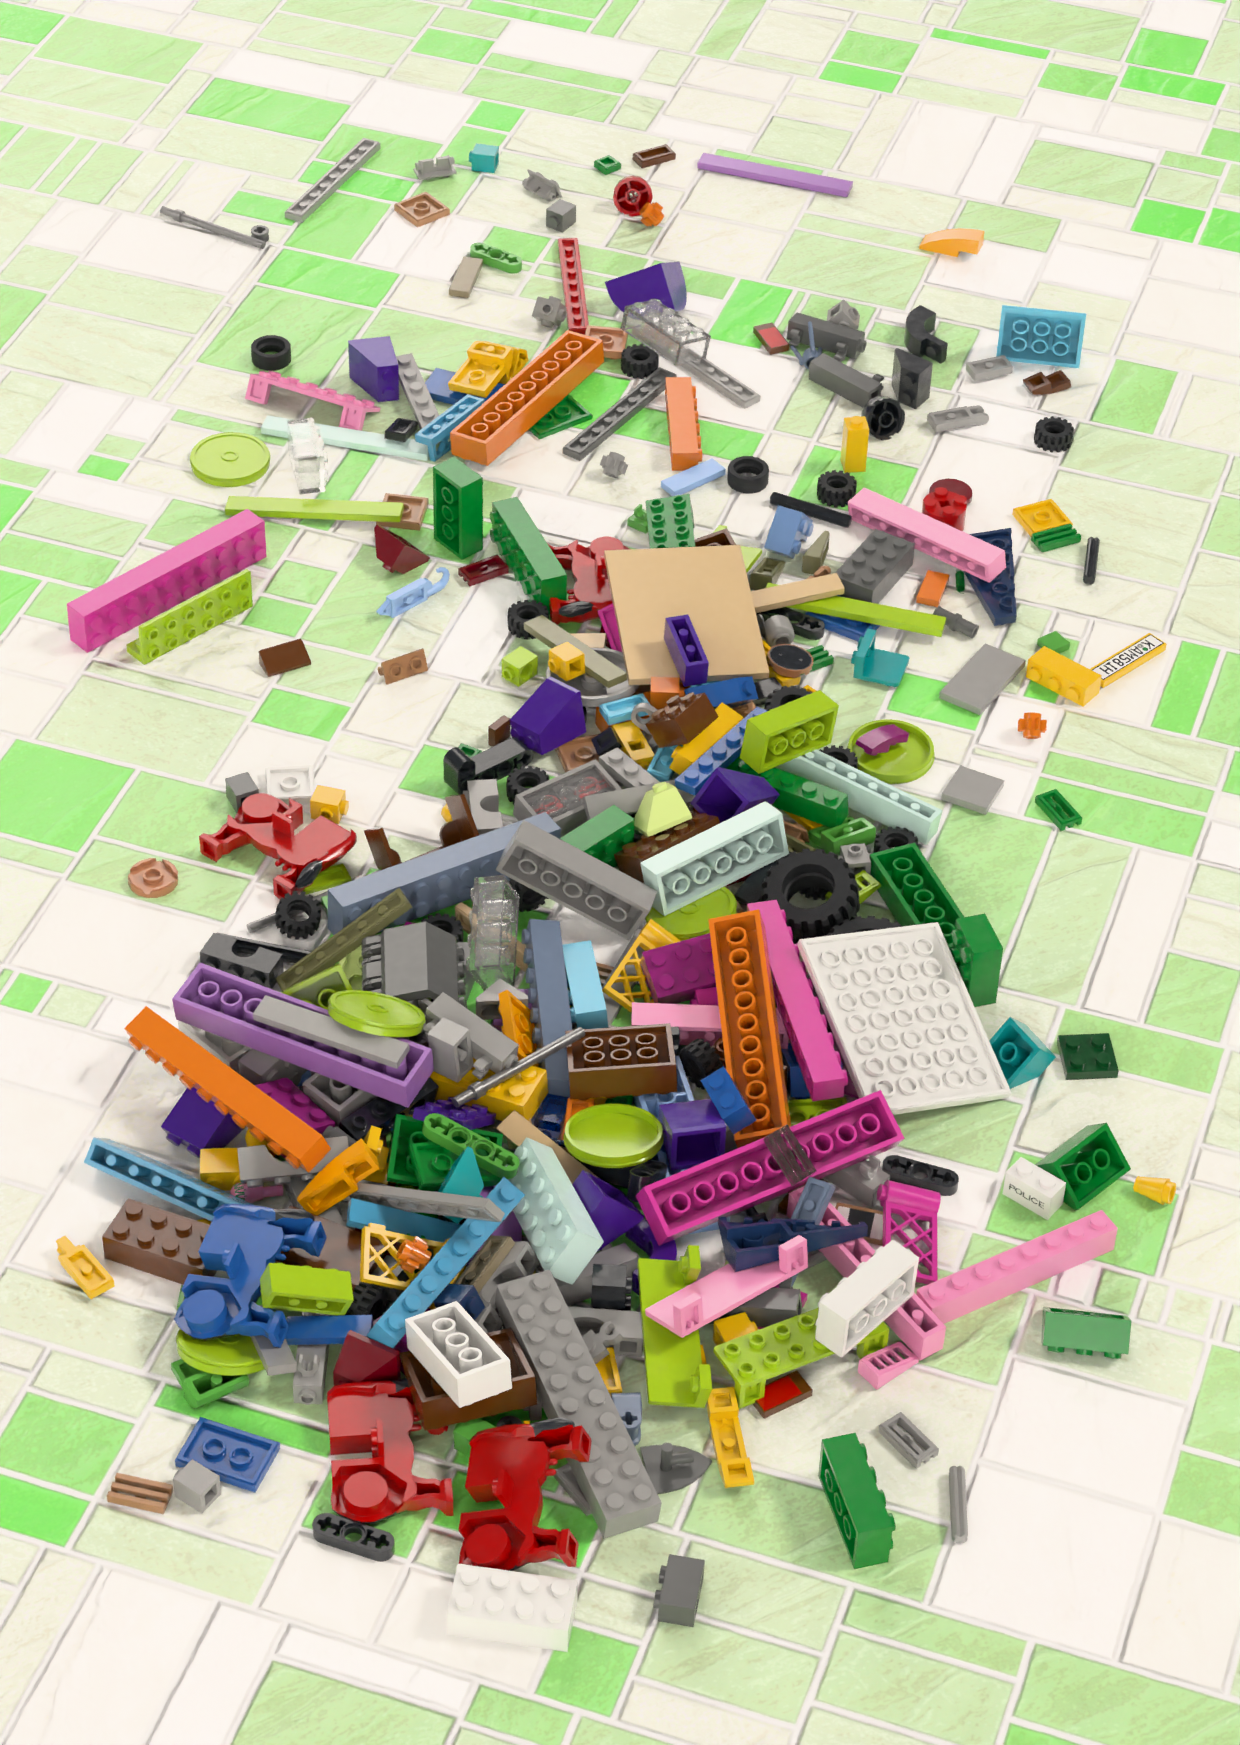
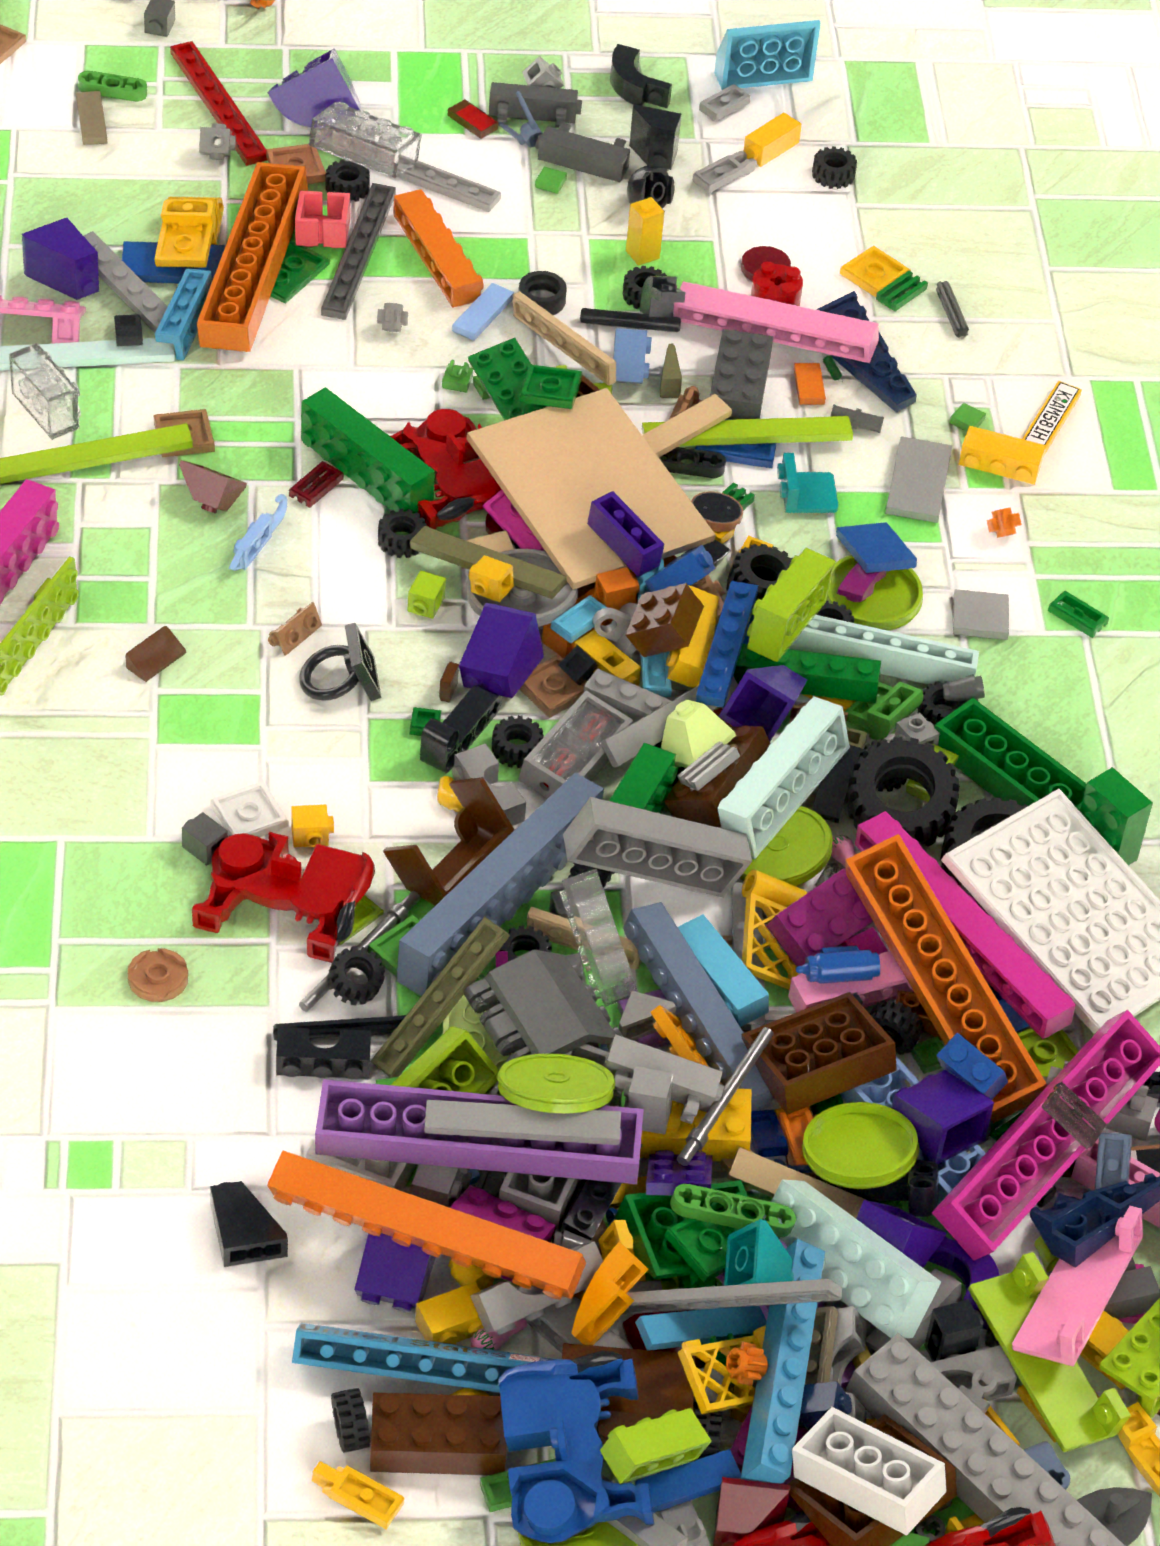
camera: 25 degrees left, 5 degrees up
(101, 1211) = (350, 1420): none -> black tyre
(107, 1063) = (244, 1226): none -> black slope
(433, 698) = (358, 661): none -> black tile
(458, 507) = (267, 417): green brick -> none
(590, 383) = (314, 227): none -> coral piece
(655, 833) = (708, 766): none -> light grey tile
(672, 1002) = (841, 965): none -> blue piece
(693, 533) = (551, 386): none -> green tile
(741, 508) = (564, 338): none -> tan tile
(766, 572) = (630, 403): olive slope -> none
(779, 630) = (686, 476): light grey head -> none
(808, 395) = (551, 180): none -> bright green tile
(837, 494) = (659, 296): none -> brick
(909, 718) = (876, 547): none -> blue tile
(913, 834) = (964, 689): none -> dark grey cone
(1012, 402) = (772, 139): none -> yellow brick
(1041, 384) = (795, 106): reddish brown slope -> none

